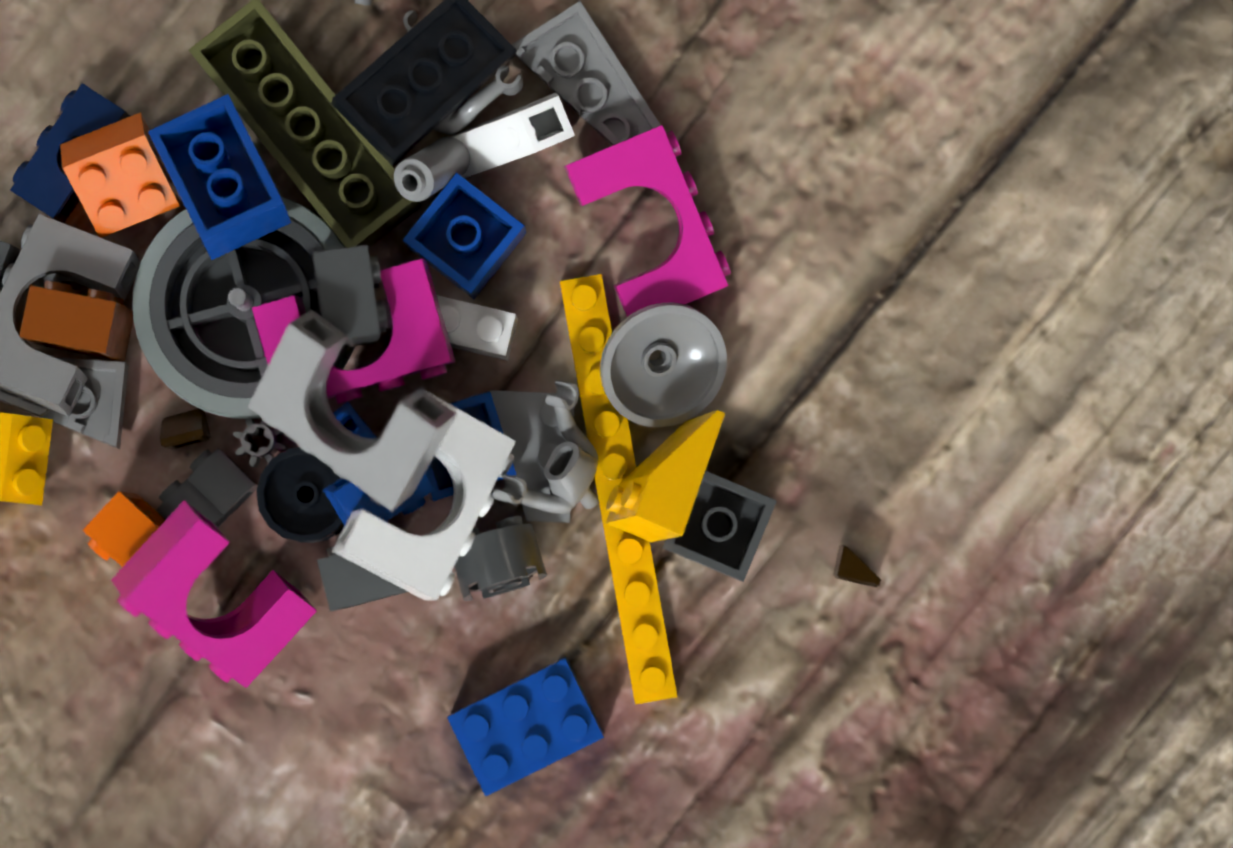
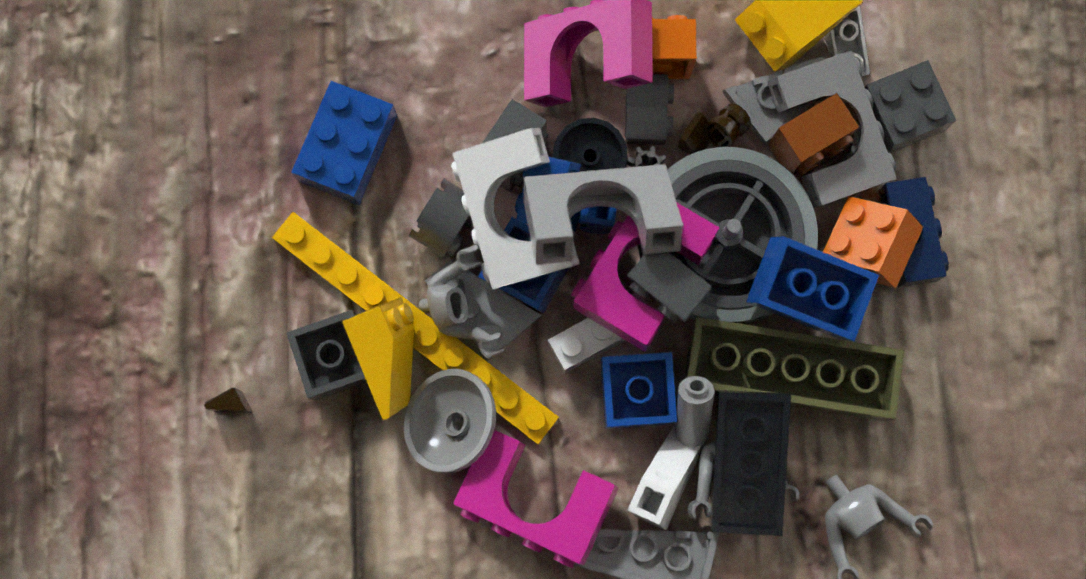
camera: 140 degrees right, 5 degrees down
(142, 409) = (727, 126): none -> dark brown wheel

